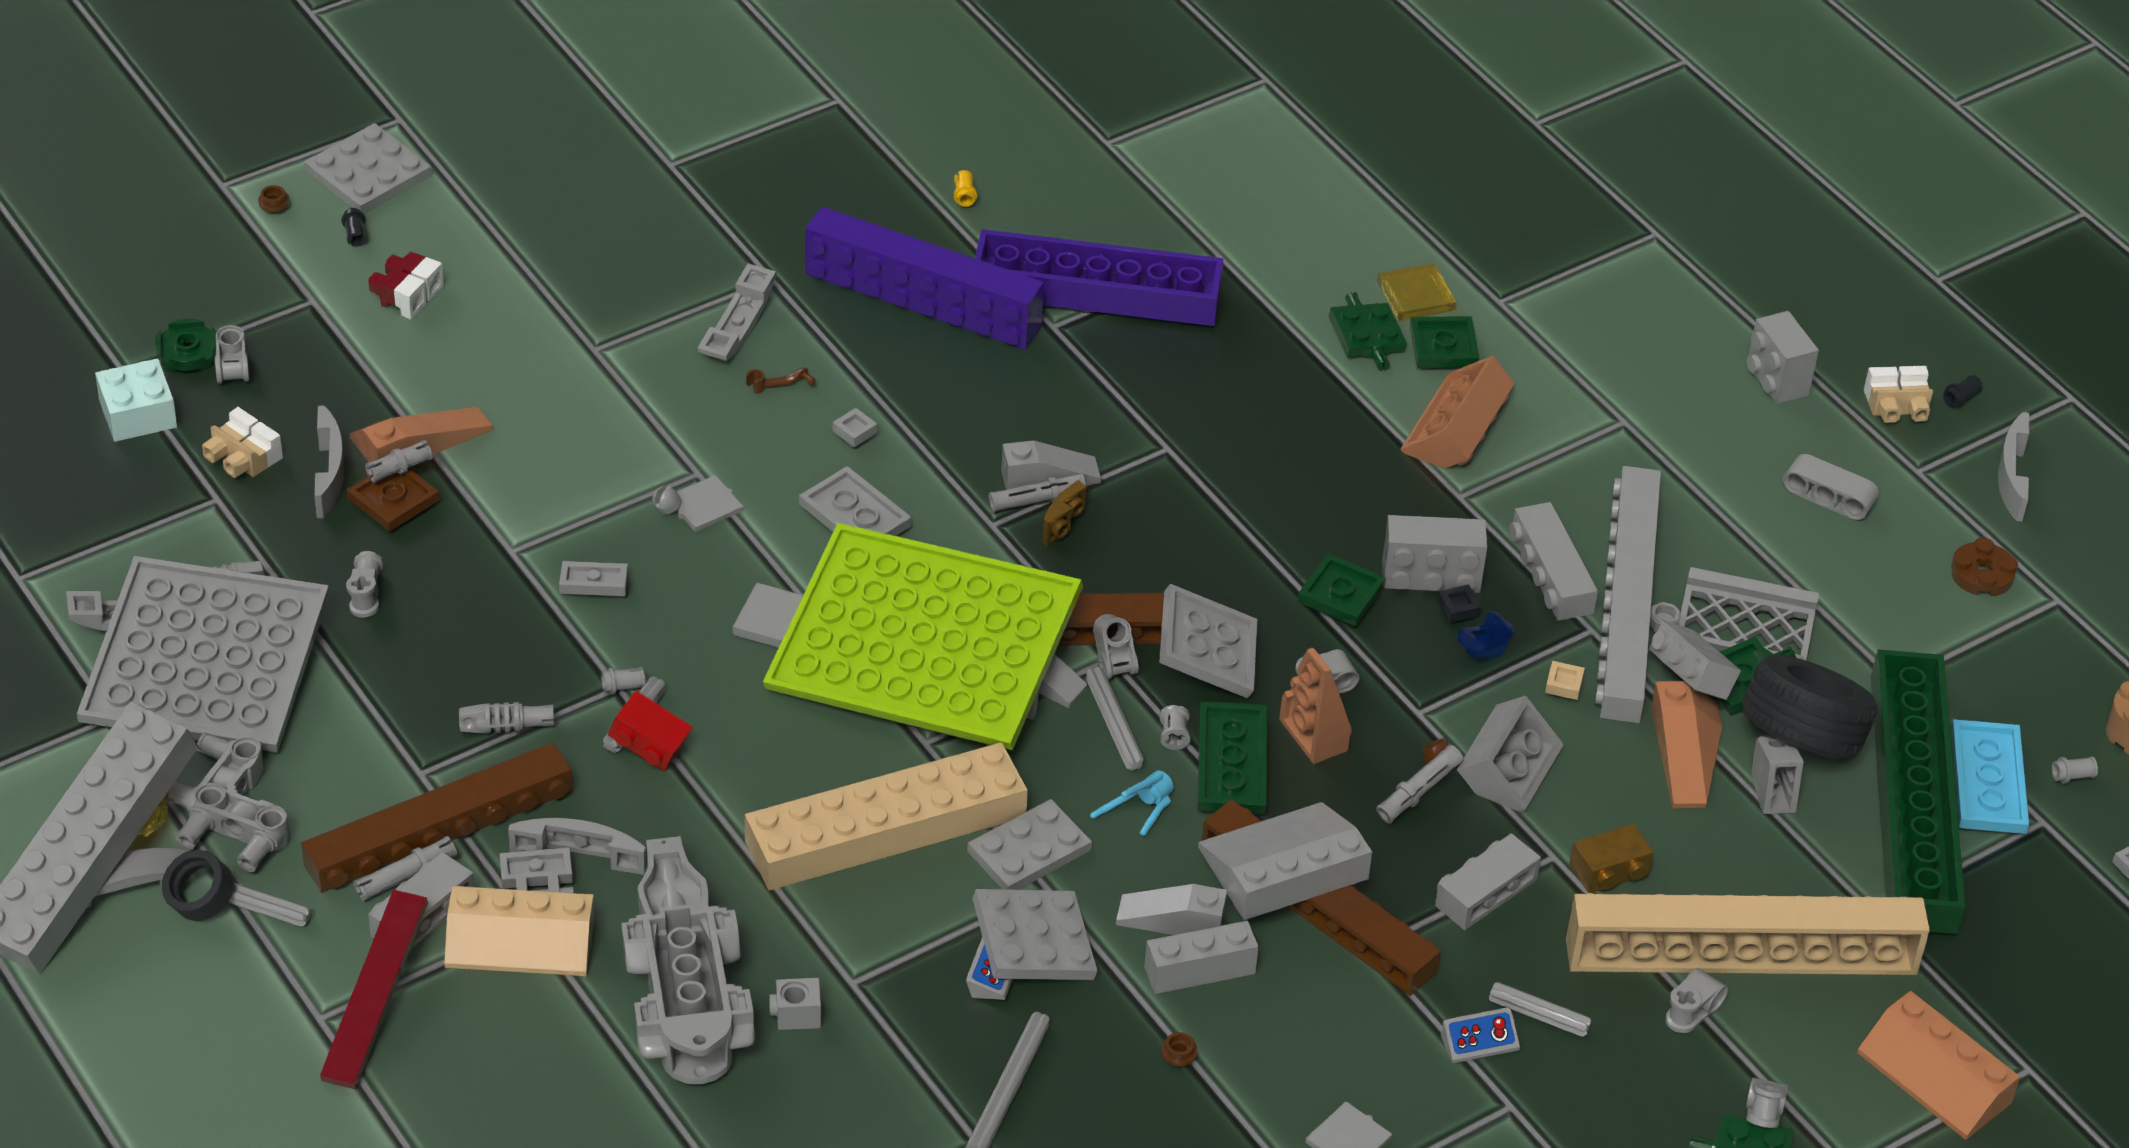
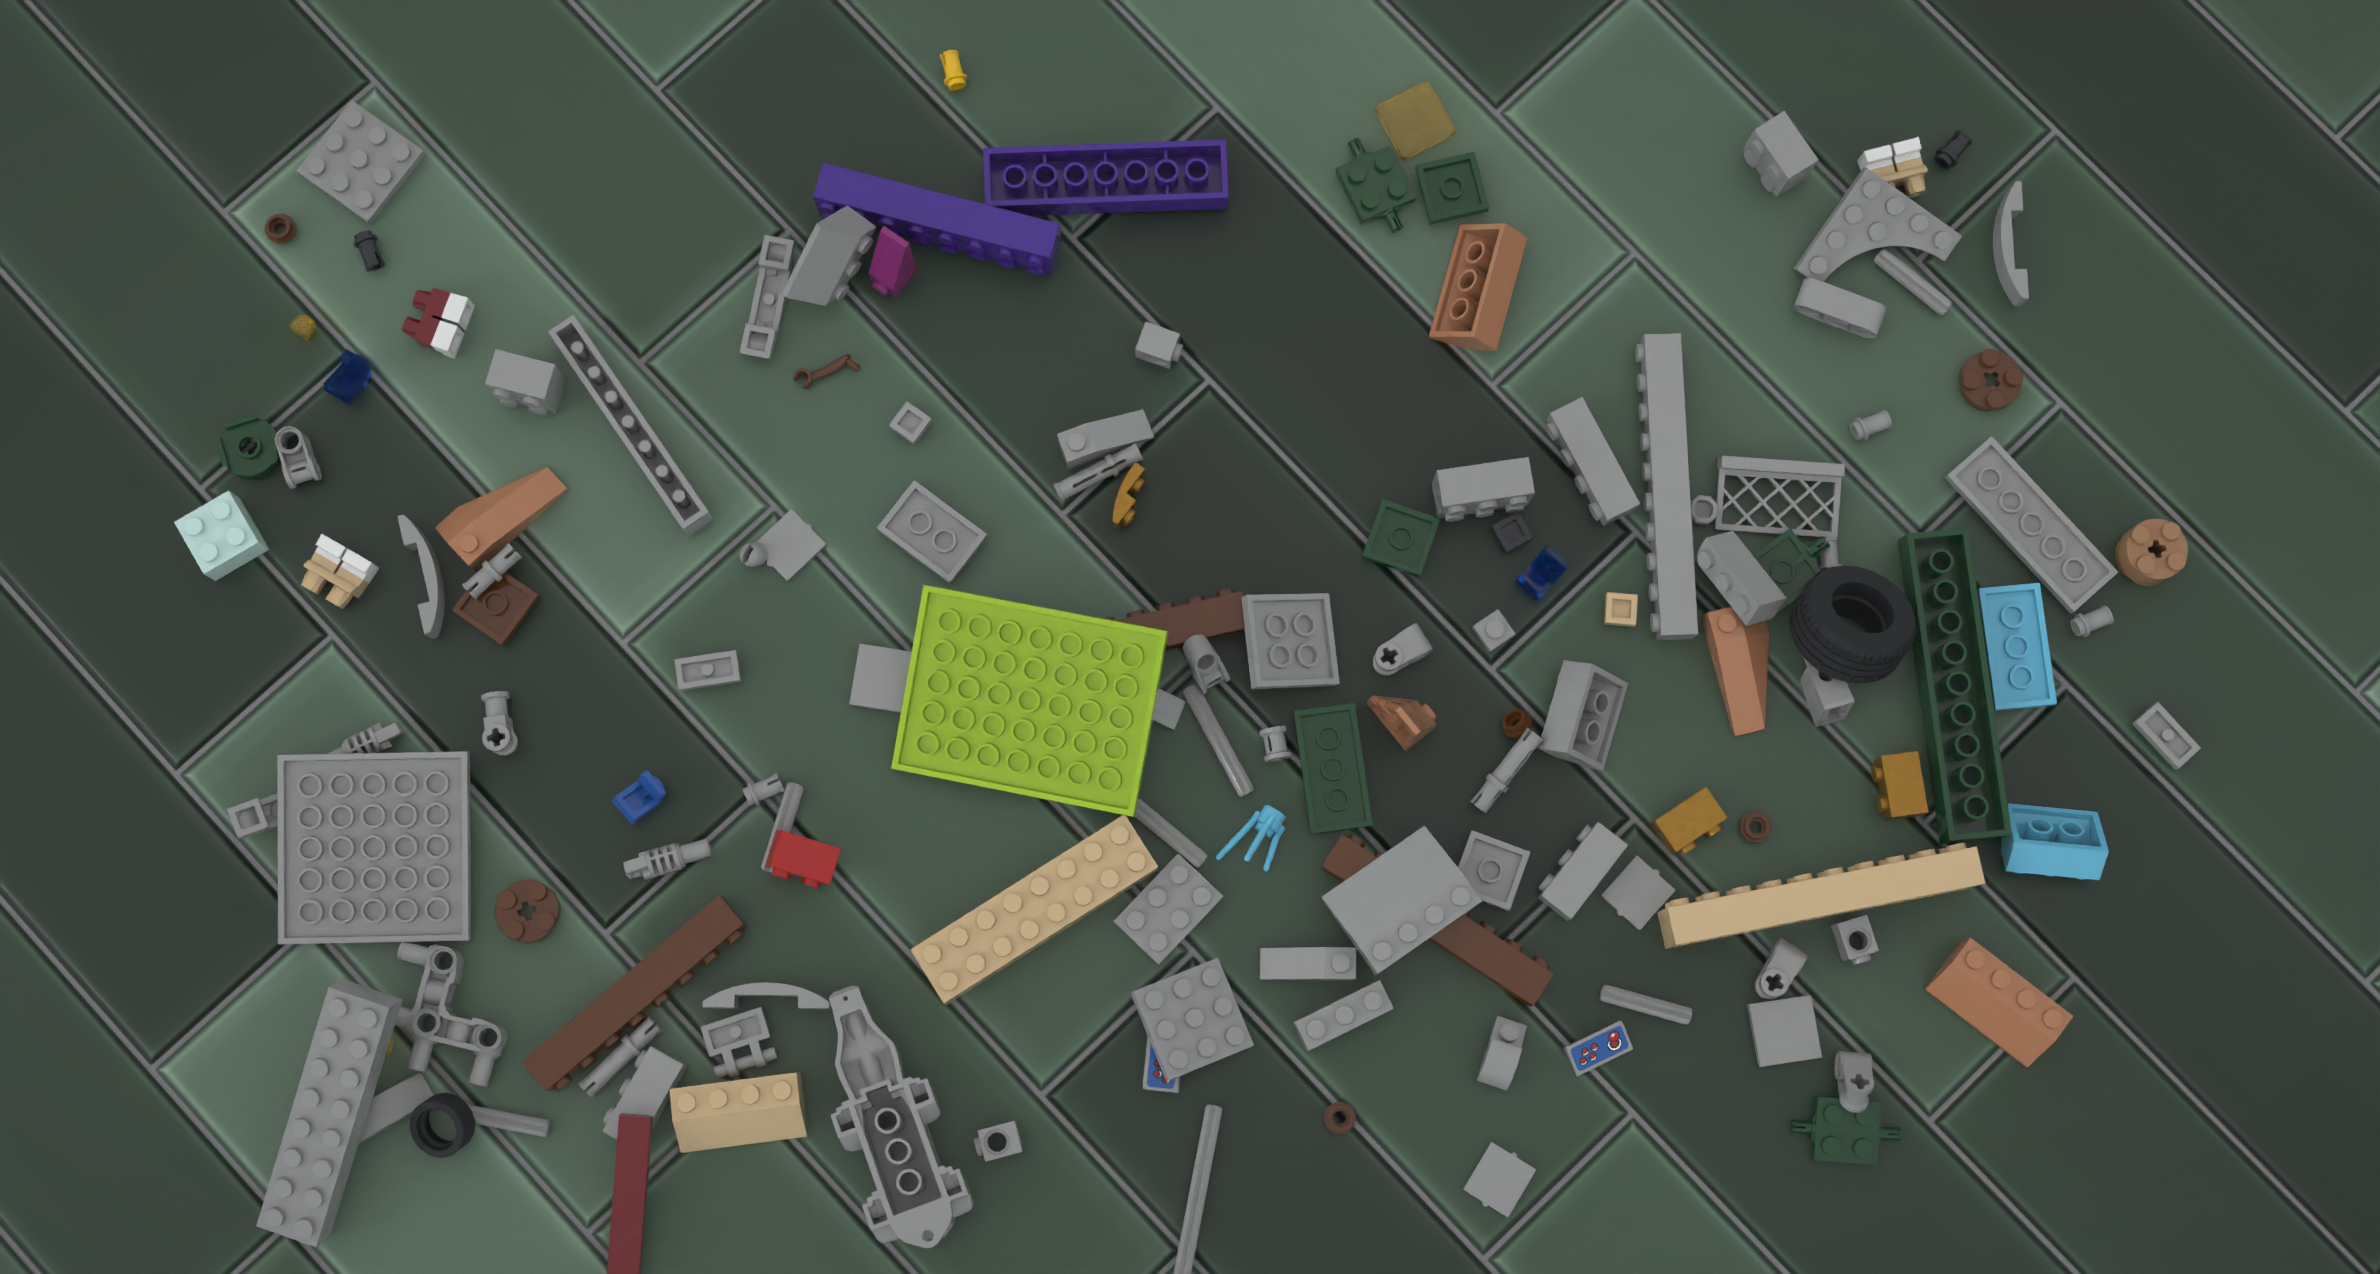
camera: 10 degrees left, 35 degrees up
(270, 269) = (303, 326): none -> clear yellow hinge
(307, 310) = (349, 377): none -> clear blue bracket
(362, 740) = (512, 901): none -> reddish brown plate
(479, 329) = (525, 382): none -> light grey brick
(496, 664) = (640, 797): none -> blue bracket
(574, 381) = (631, 425): none -> light grey brick
(807, 277) = (830, 258): none -> light grey slope
(870, 295) = (891, 264): none -> magenta slope
(1044, 783) = (1170, 834): none -> light grey axle
(1121, 407) = (1158, 345): none -> light grey brick
(1370, 1020) = (1502, 1053): none -> light grey brick
(1394, 867) = (1493, 868): none -> light grey plate
(1426, 679) = (1493, 630): none -> light grey plate
(1542, 917) = (1638, 892): none -> light grey piece
(1685, 879) = (1764, 823): none -> reddish brown plate
(1693, 1058) = (1784, 1031): none -> light grey tile
(1782, 985) = (1861, 927): none -> light grey brick
(1848, 863) = (1899, 785): none -> pearl gold brick
(1852, 580) = (1870, 425): none -> light grey pin
(1877, 419) = (1870, 218): none -> light grey plate
(1910, 481) = (1912, 281): none -> light grey axle
(2013, 943) = (2054, 842): none -> medium azure slope
(2016, 682) = (2031, 525): none -> light grey plate

